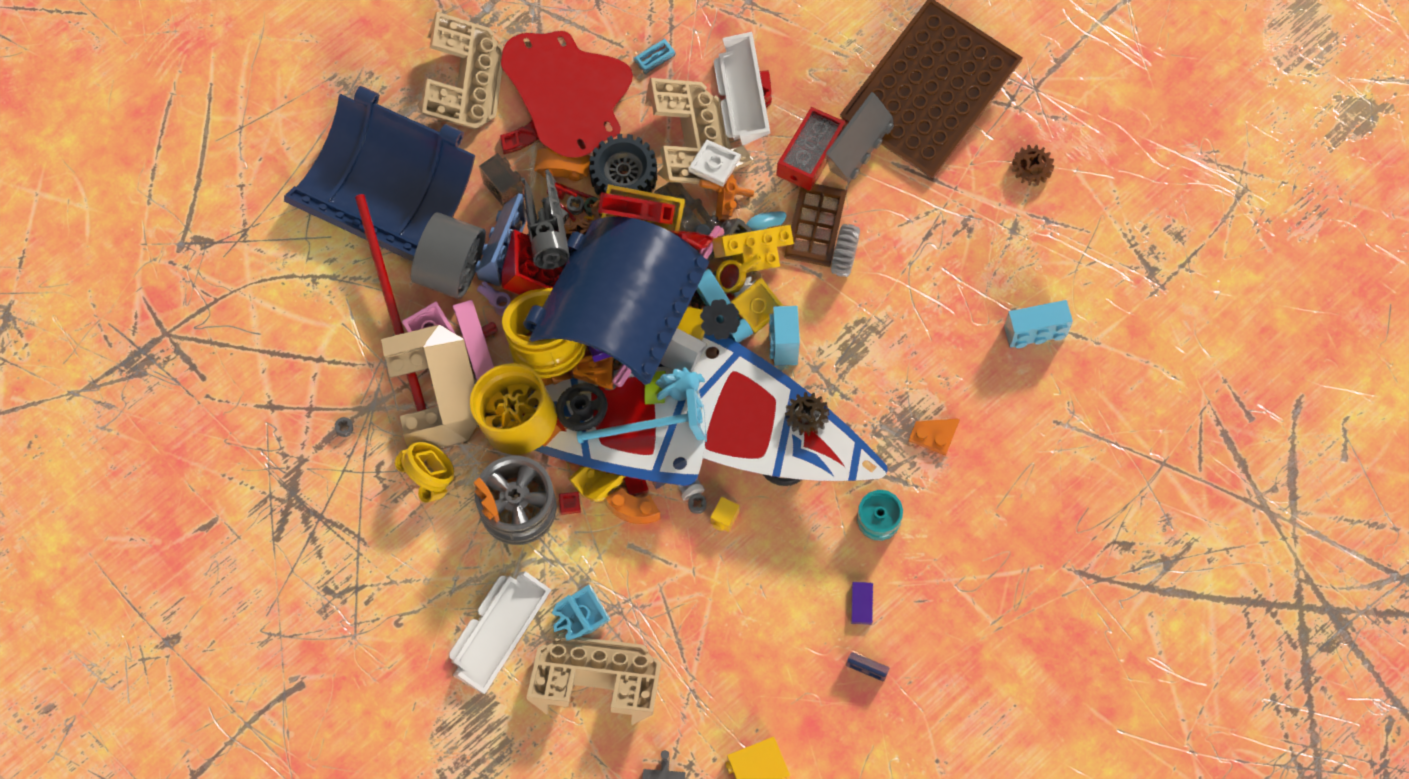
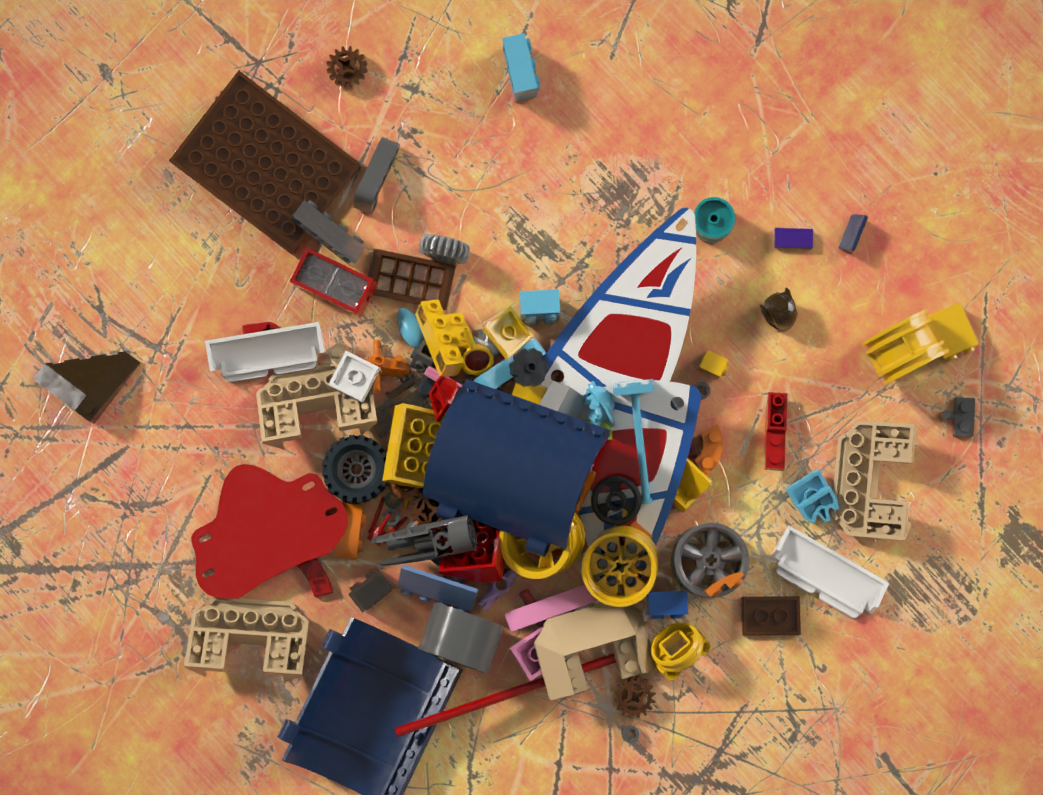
camera: 95 degrees left, 15 degrees up
(388, 425) = (641, 707): none -> reddish brown gear
(456, 570) = (771, 615): none -> reddish brown tile
(473, 456) = (667, 603): none -> blue brick
(569, 503) = (702, 511): red tile -> none
(636, 208) = (418, 454): red arch -> none
(651, 577) = (775, 431): none -> red slope
(665, 55) = (231, 454): medium azure tile -> none
(738, 704) = (904, 347): none -> yellow wheel
(781, 583) = (780, 310): none -> dark brown helmet
(802, 421) = (635, 293): dark brown gear -> none
(922, 188) = (375, 175): none -> dark grey beam
(934, 434) = (627, 168): orange wing -> none

